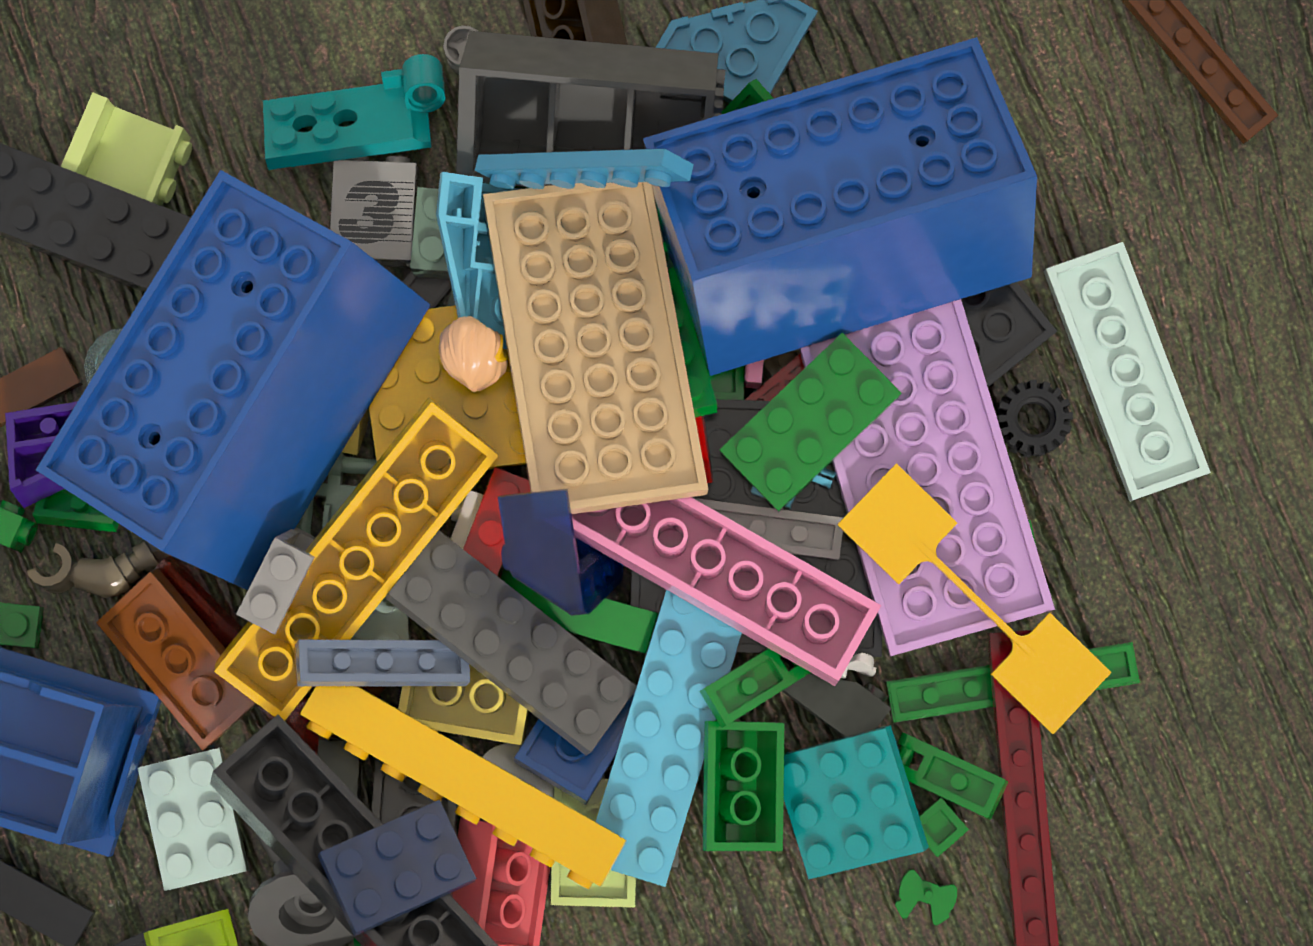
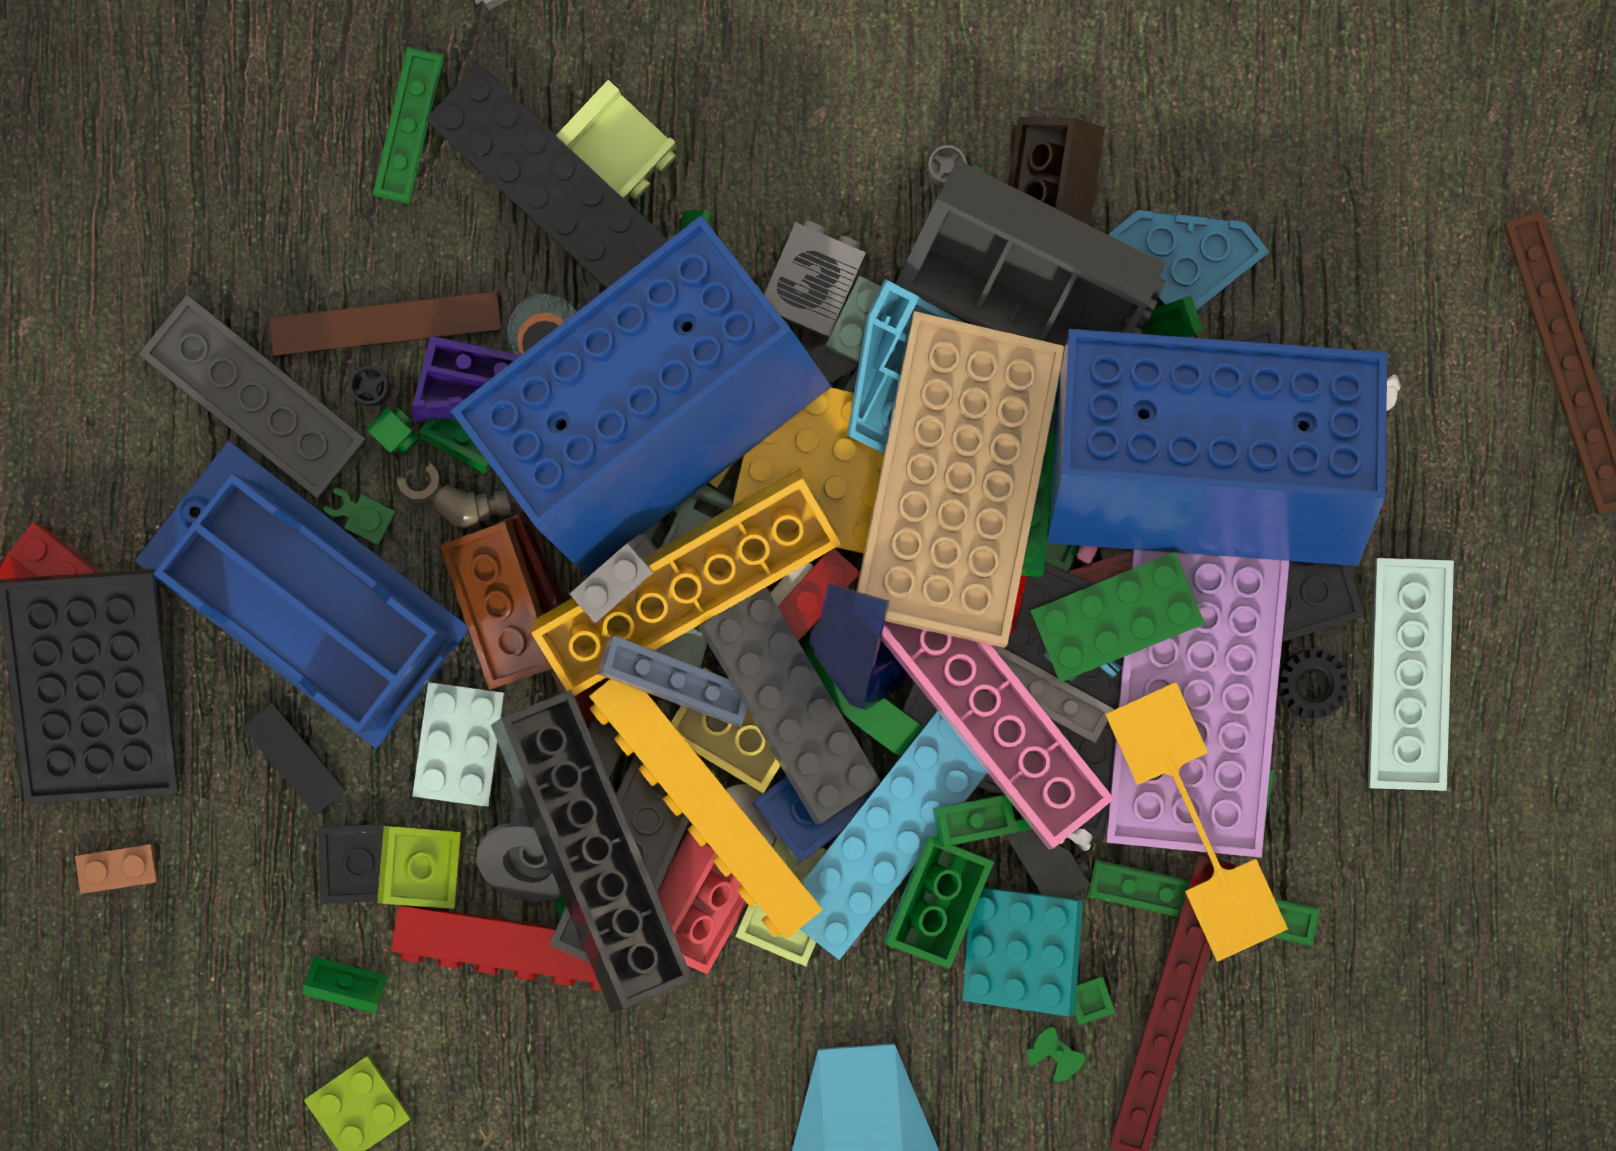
camera: 20 degrees right, 5 degrees up
(385, 115) = (857, 199): teal hinge -> none
(396, 867) = (624, 858): dark blue plate -> none
(472, 353) = (852, 445): light nougat hair -> none
(586, 167) = (1015, 337): dark azure plate -> none
(952, 777) = (1118, 963): green plate -> none

